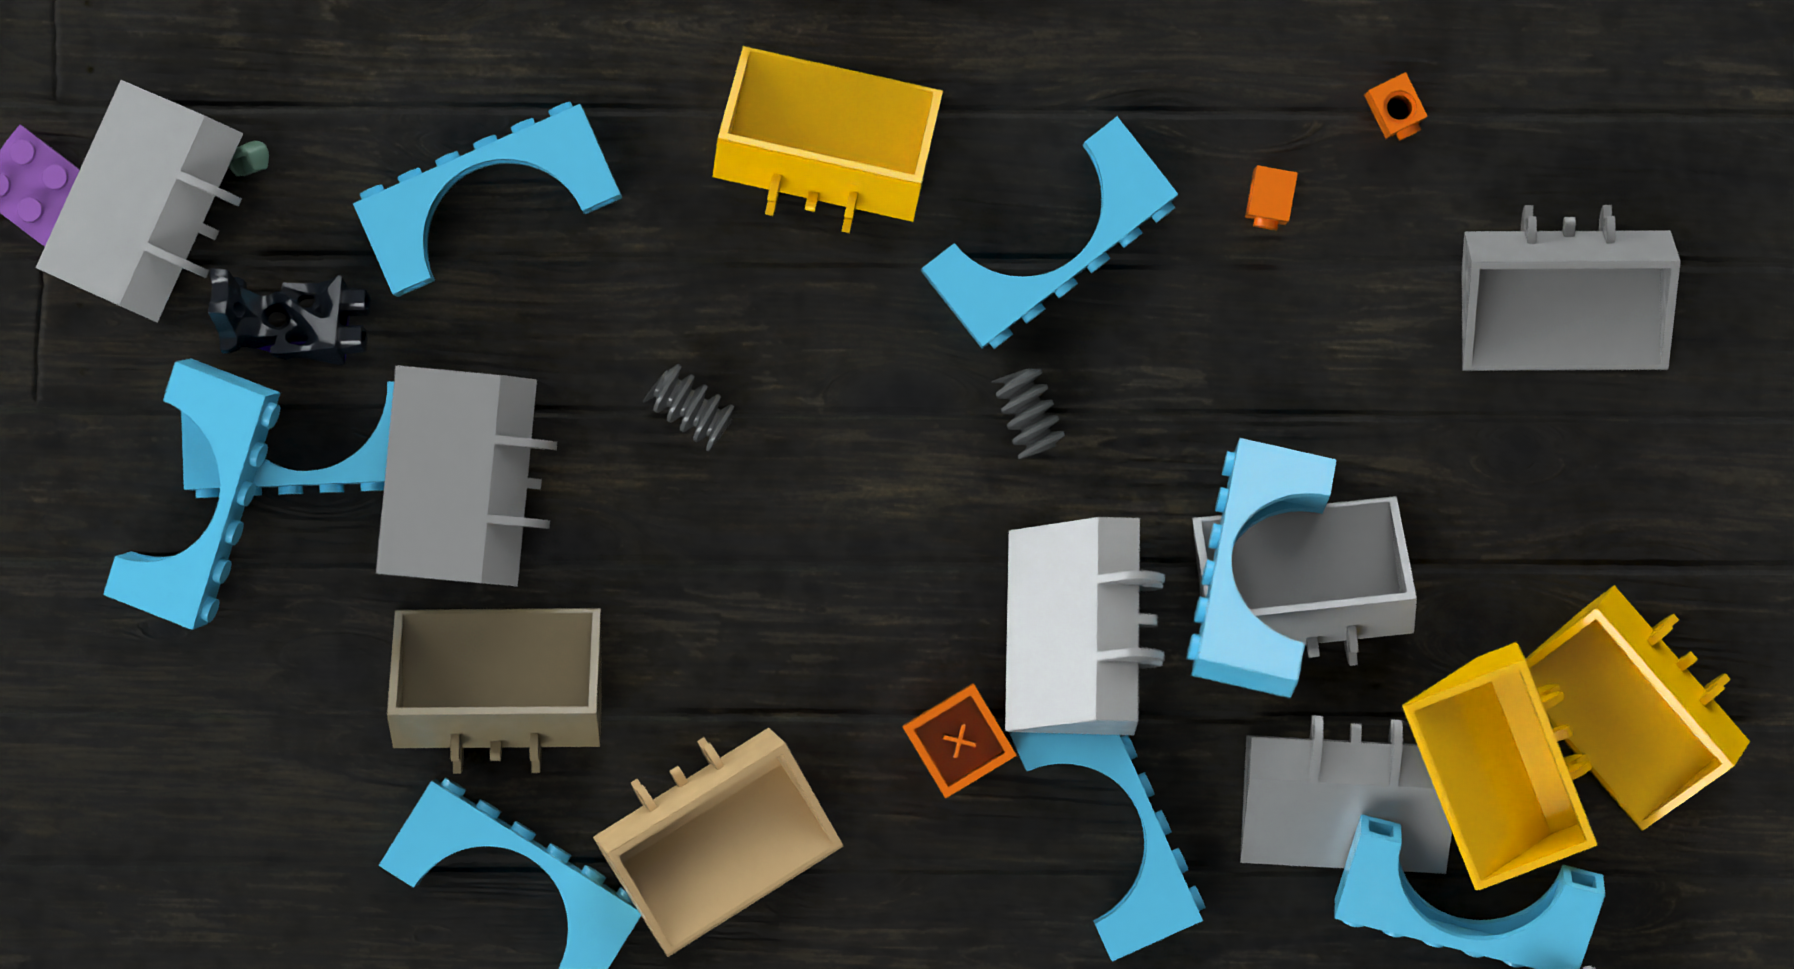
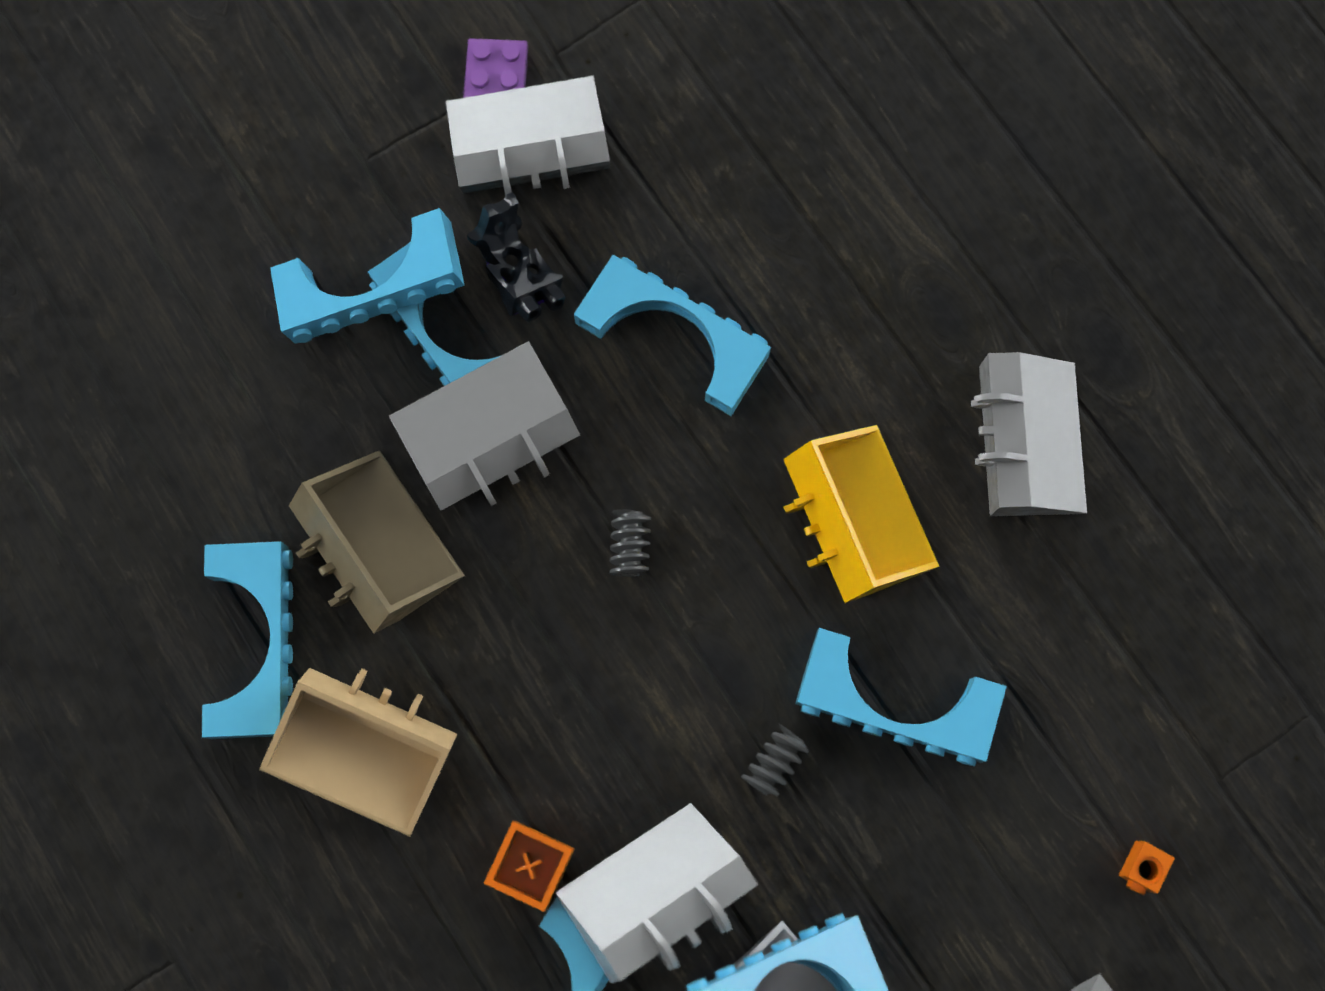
camera: 60 degrees right, 10 degrees down
(249, 158) = (597, 180): sand green piece -> none
(1270, 197) = (1027, 825): orange brick -> none

